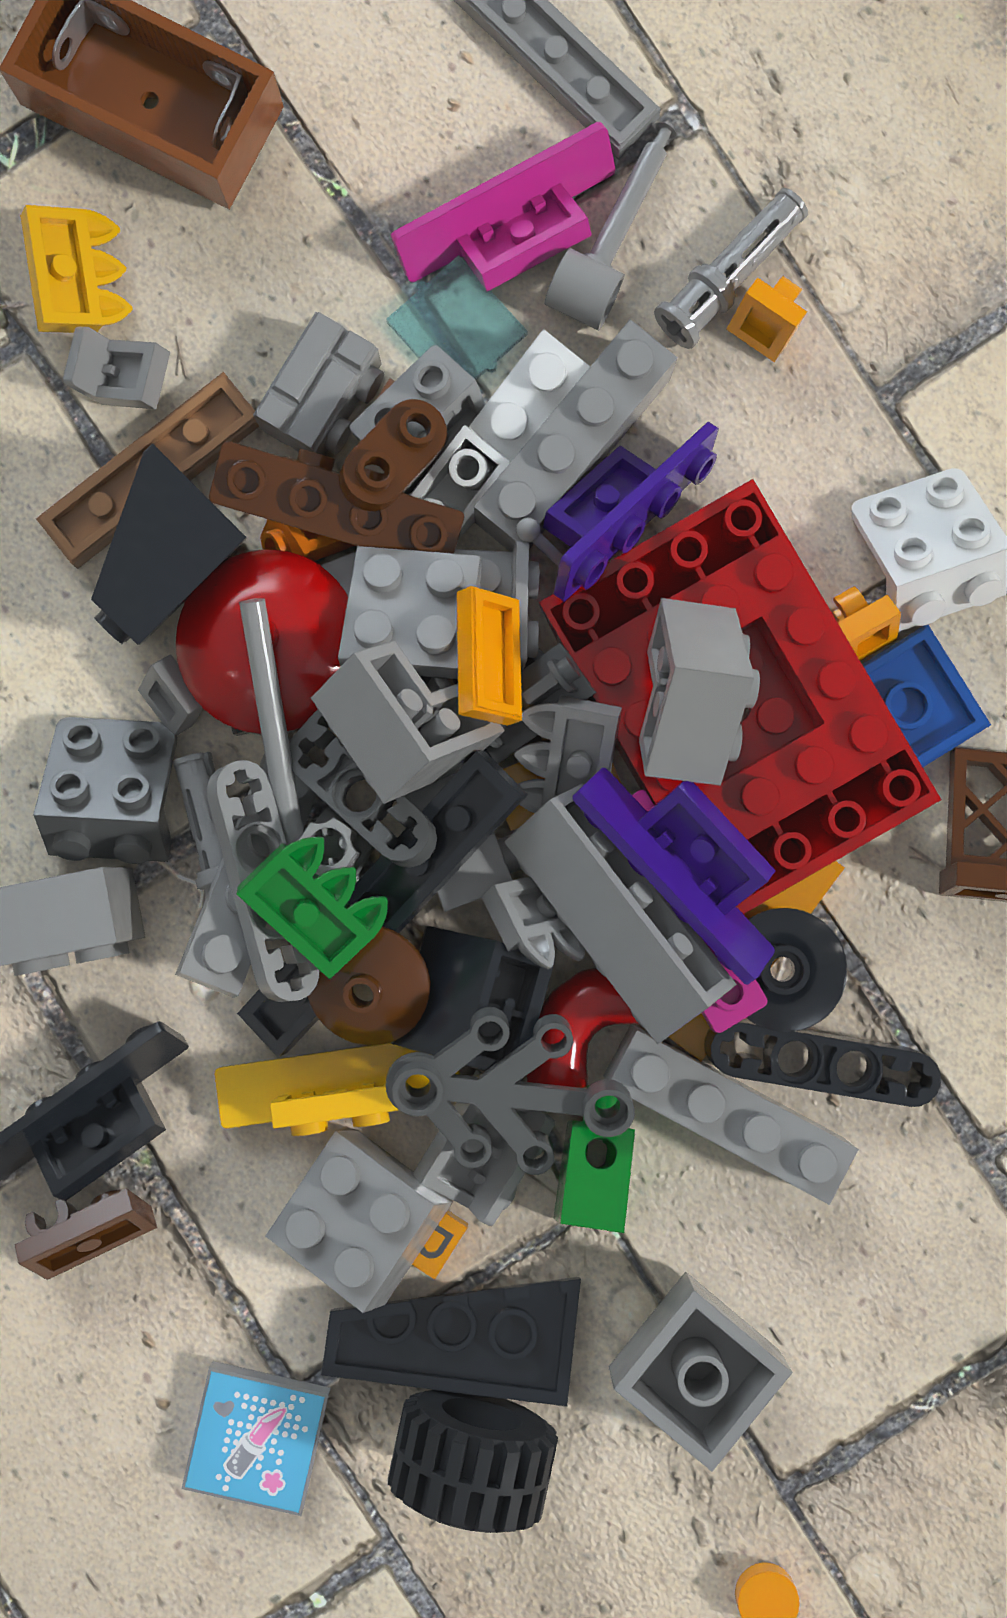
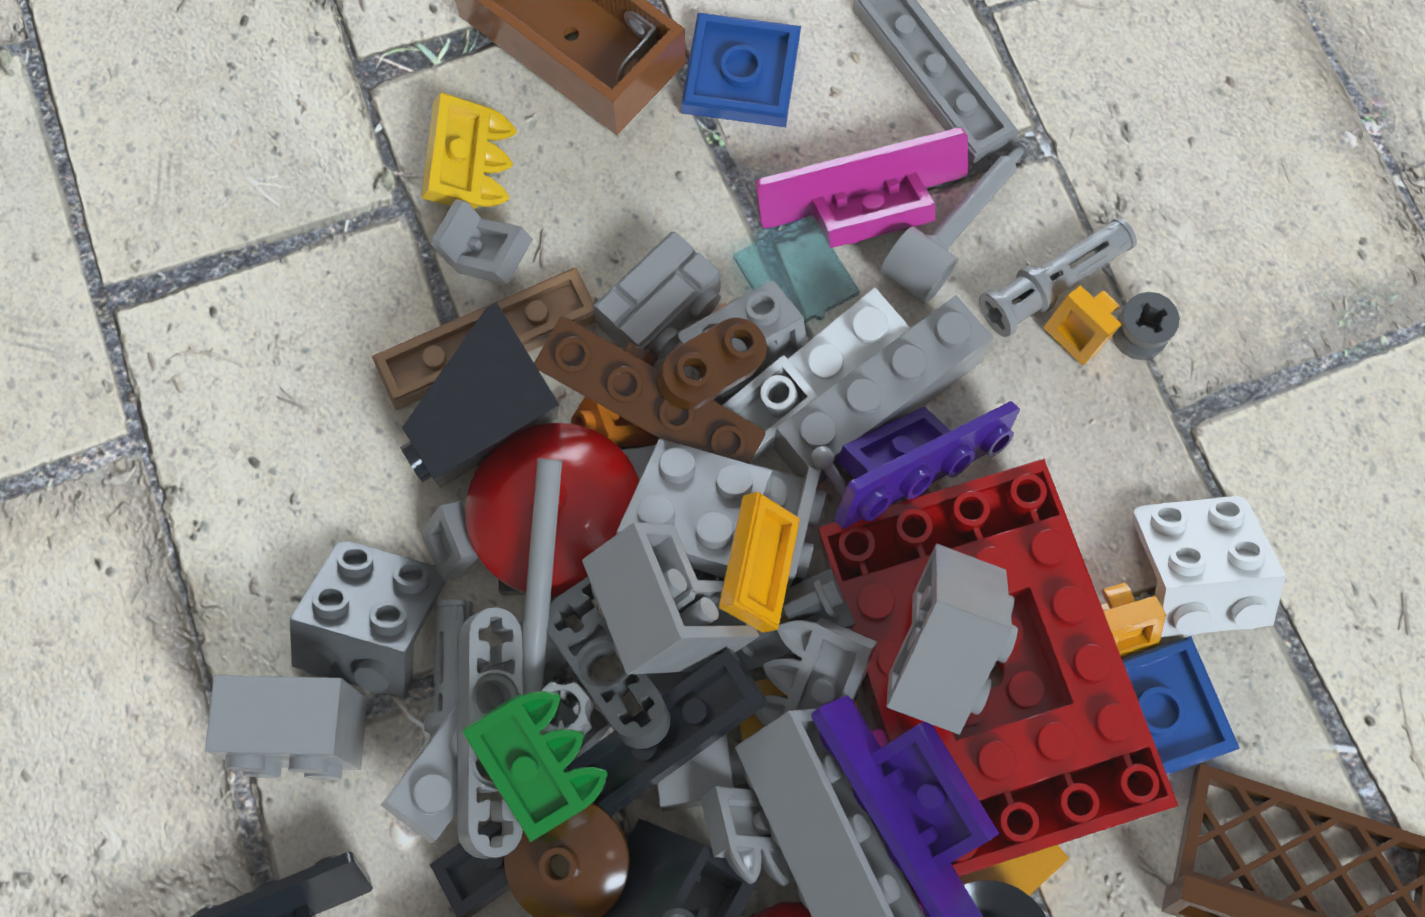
camera: 15 degrees right, 15 degrees down
(345, 100) = (741, 70): none -> blue tile
(824, 316) = (1142, 339): none -> dark grey wheel

